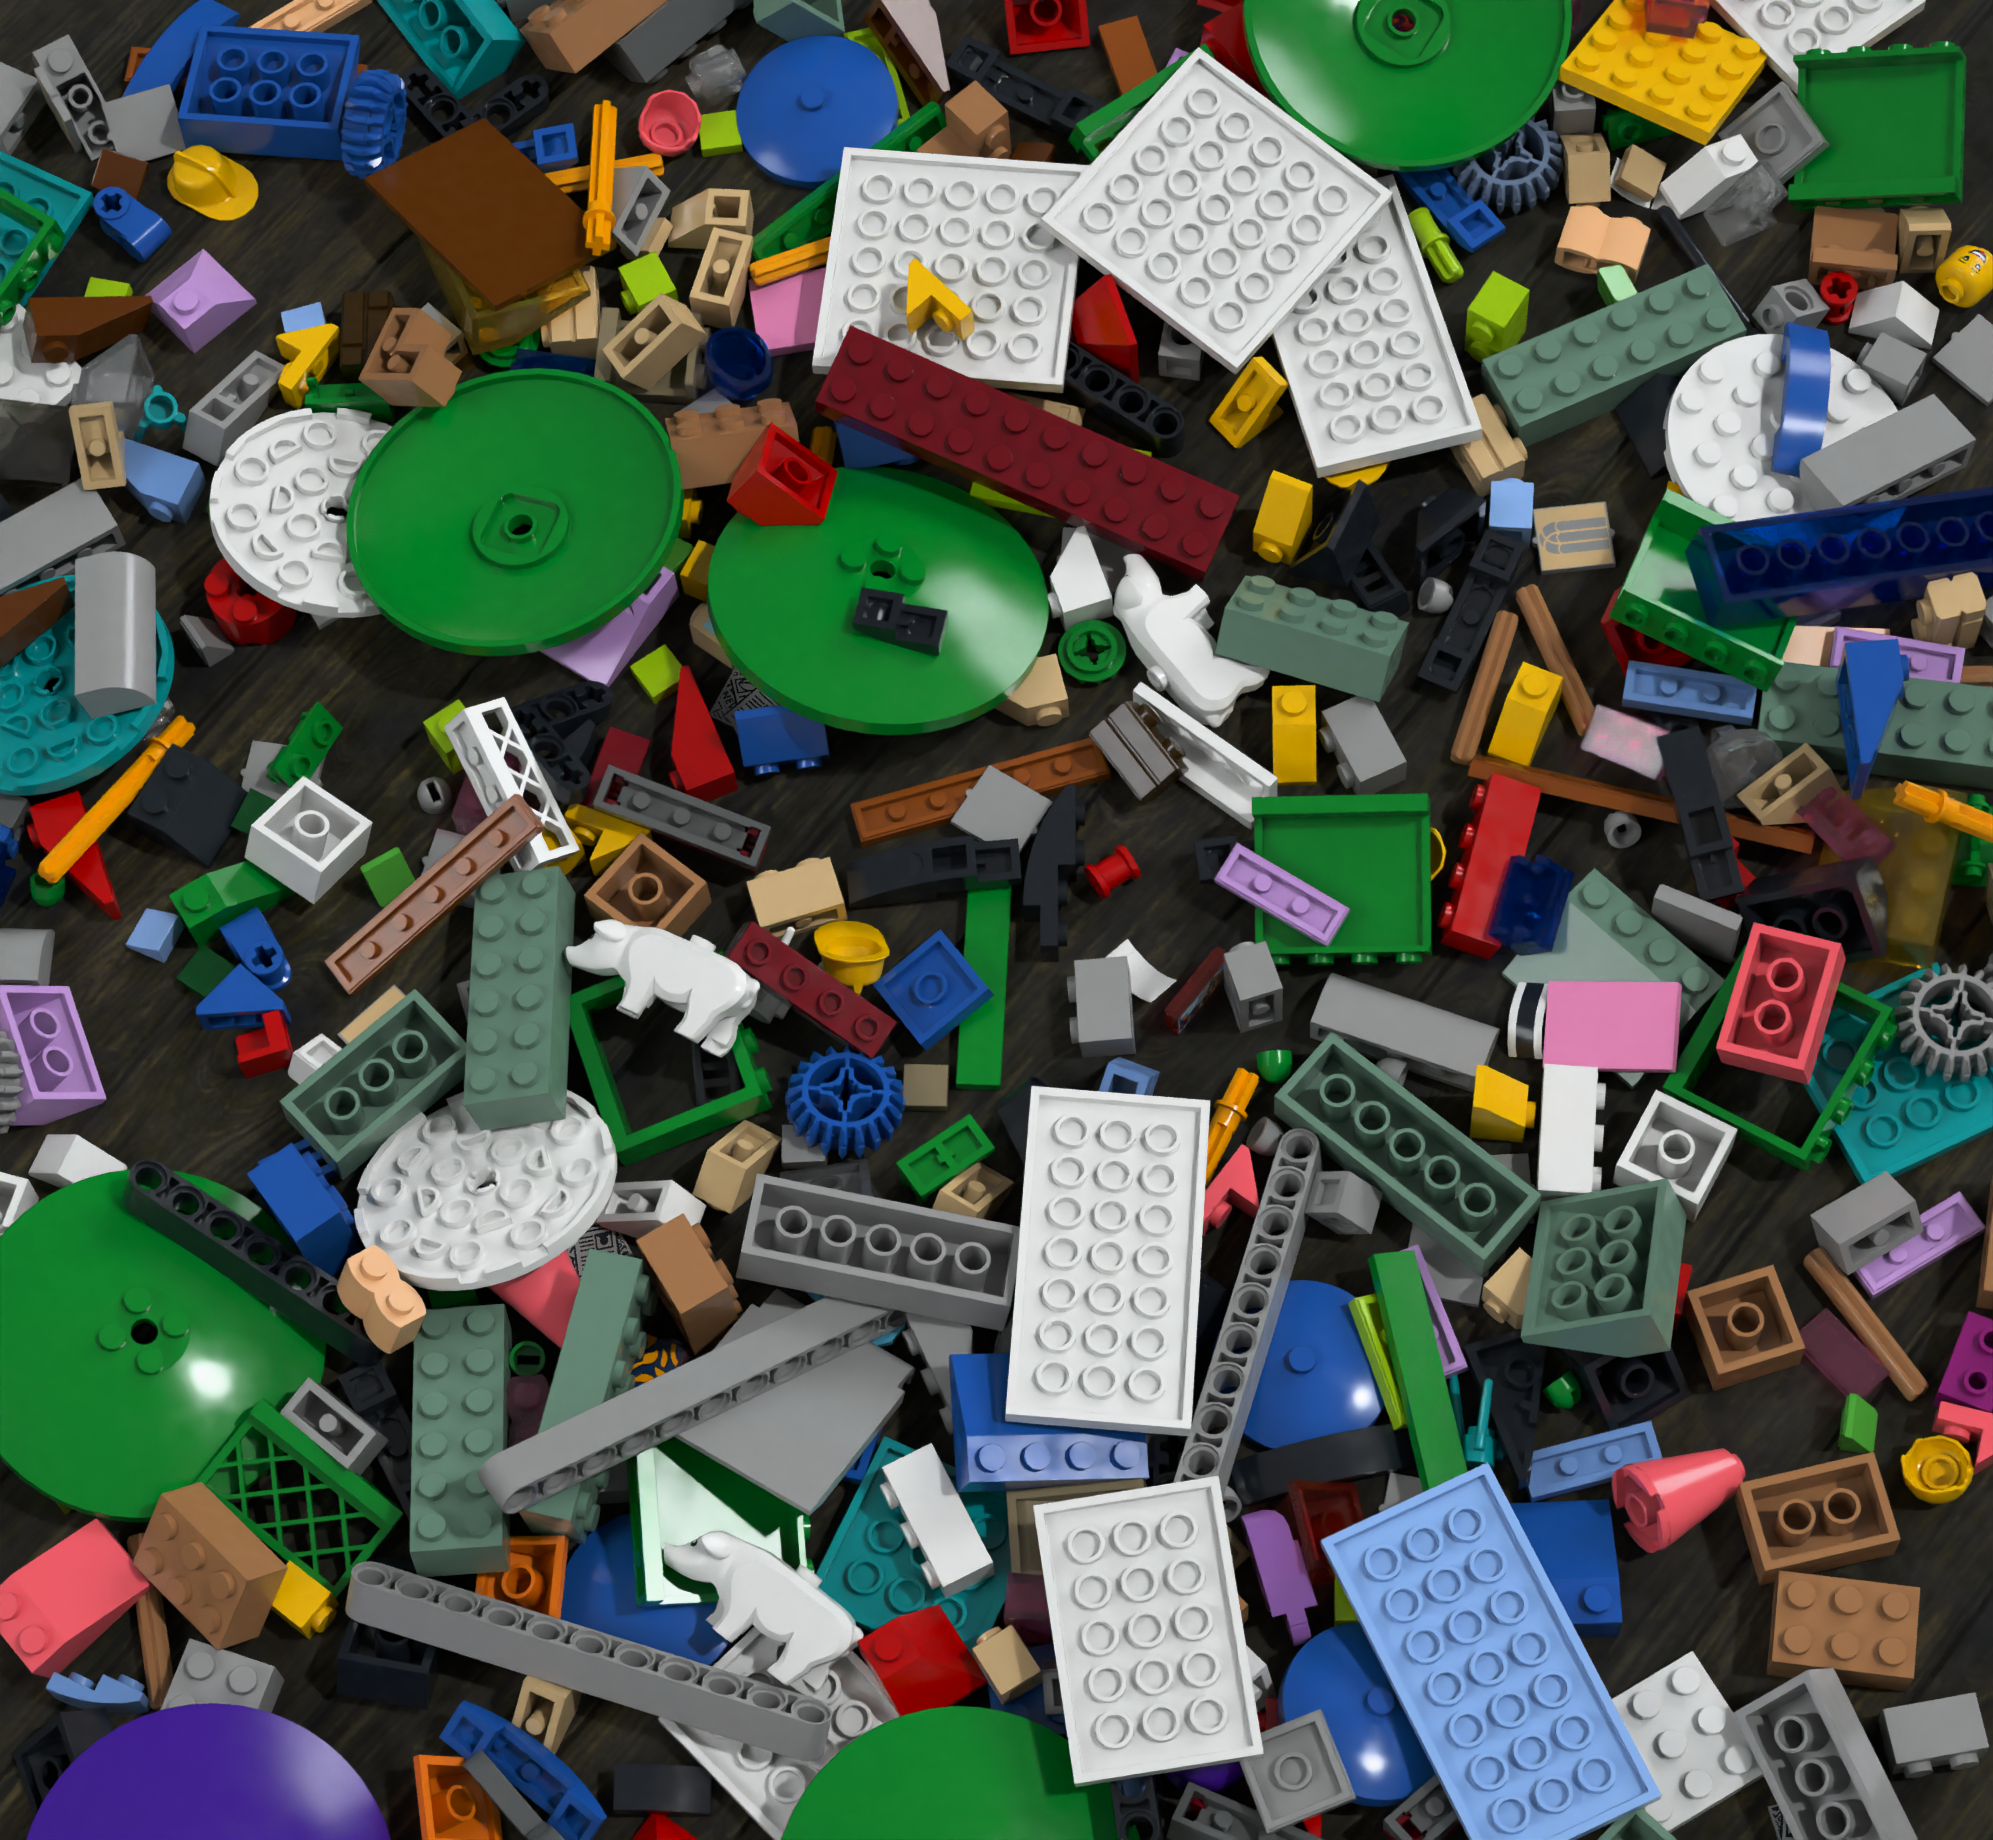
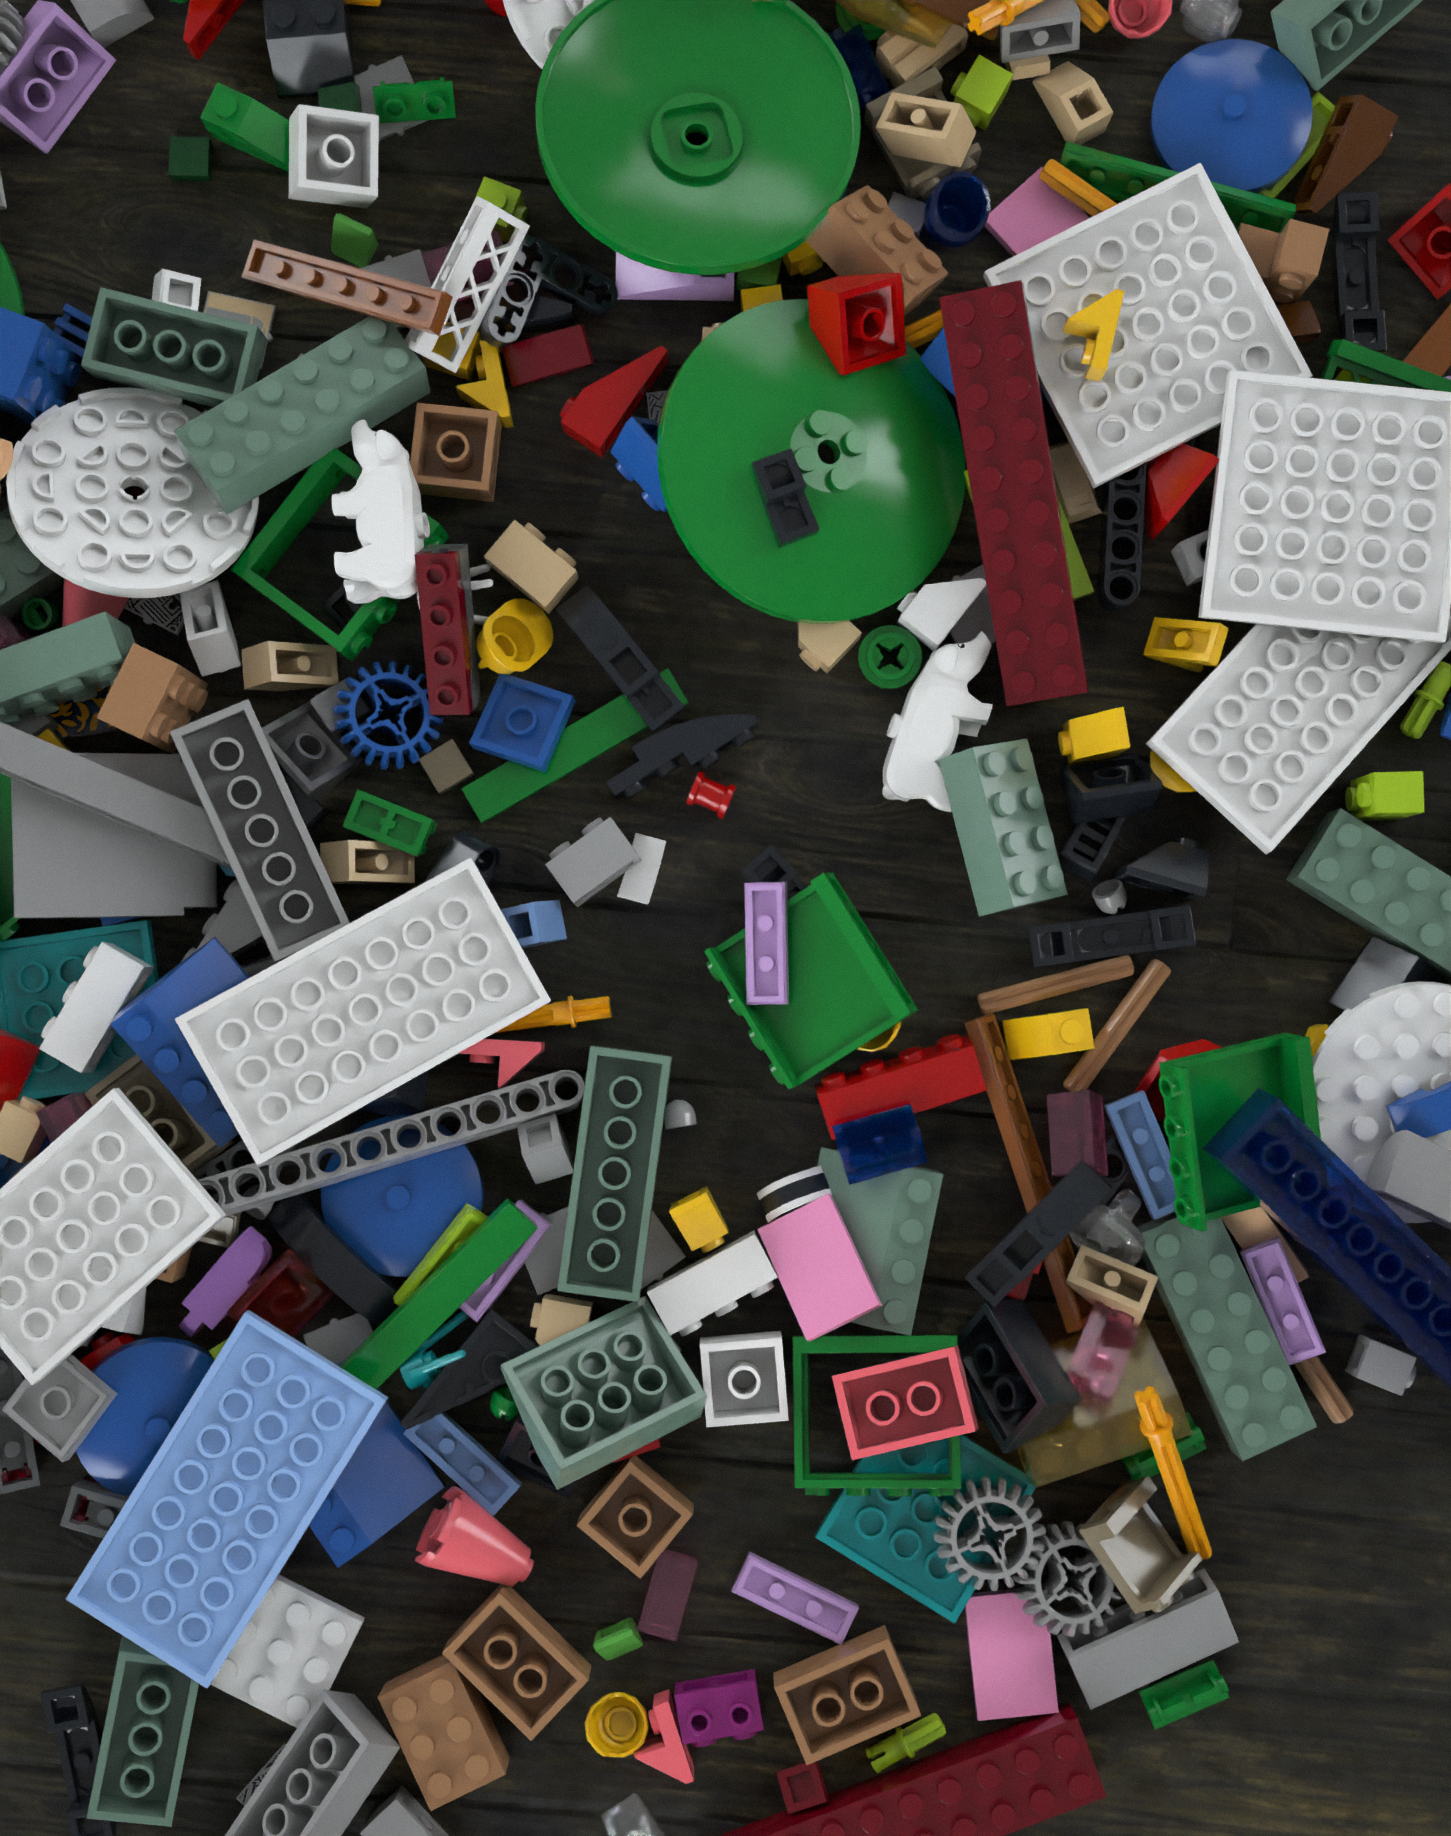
camera: 50 degrees right, 20 degrees up
(156, 934) = (193, 94): light blue slope -> none
(239, 1003) = (183, 199): blue slope -> none
(256, 947) = (231, 175): blue piece -> none
(265, 1048) = (160, 244): red panel -> none
(425, 798) = (450, 230): light grey hinge -> none
(658, 673) = (656, 329): lime tile -> none
(683, 818) = (533, 433): dark grey piece -> none
(720, 134) = (1160, 52): lime tile -> none
(722, 278) = (1024, 144): tan slope -> none
(939, 800) = (717, 647): dark orange tile -> none
(1001, 809) = (706, 676): light grey piece -> none
(1140, 750) = (822, 752): brick -> none
(1195, 992) = (652, 924): clear red tile -> none
(1214, 765) = (849, 797): white fence -> none
(1253, 985) = (677, 967): light grey brick -> none
(1264, 1137) = (567, 1051): light grey hinge -> none
(1275, 1065) = (631, 1021): green hinge -> none
(1294, 735) = (915, 863): yellow slope -> none
(1362, 745) = (941, 921): light grey brick -> none
(1398, 1027) = (724, 1104): light grey brick -> none
(1494, 455) = (1268, 873): tan brick -> none
(1511, 509) = (1222, 911): light blue brick -> none
(1573, 538) = (1234, 972): piece -> none
(1626, 838) = (998, 1167): light grey hinge -> none
(1697, 923) = (947, 1280): light grey tile -> none
(1865, 1323) = (705, 1598): medium nougat axle -> none
(1867, 1222) = (783, 1556): light grey brick -> none
(1868, 690) = (1214, 1319): blue slope -> none
(1951, 611) = (1349, 1322): tan brick -> none

